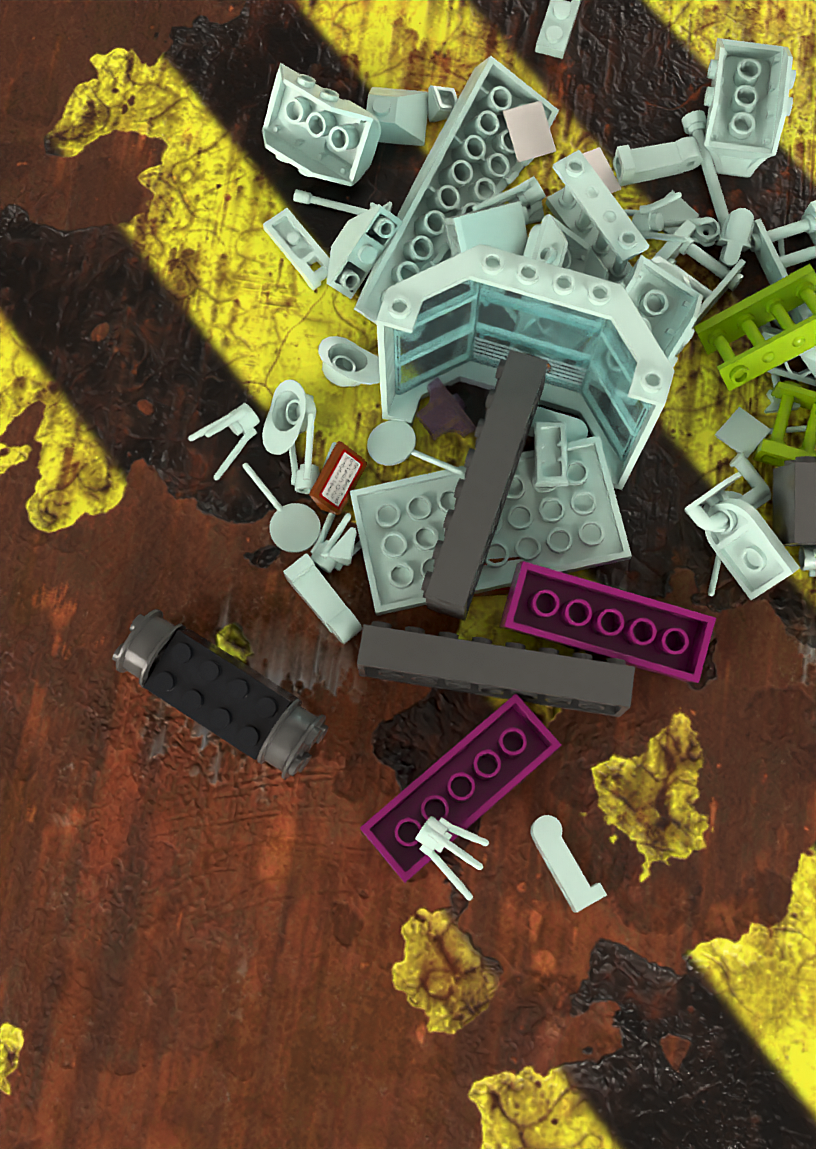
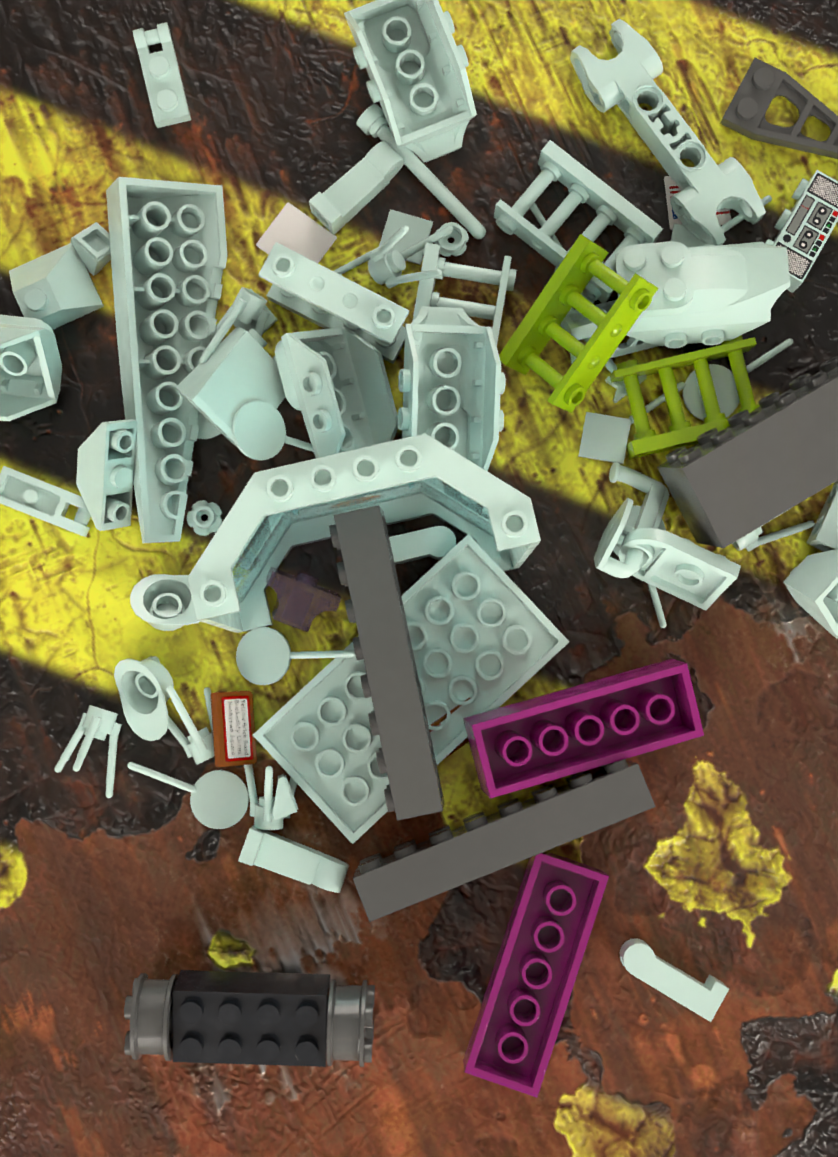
camera: 30 degrees left, 10 degrees up
(307, 198) = (101, 413): light aqua piece -> none
(435, 837) = (543, 1044): light aqua plant -> none
(529, 131) = (206, 230): white sticker -> none
(550, 454) = (432, 585): light aqua plate -> none
(735, 236) = (485, 233): light aqua arm -> none

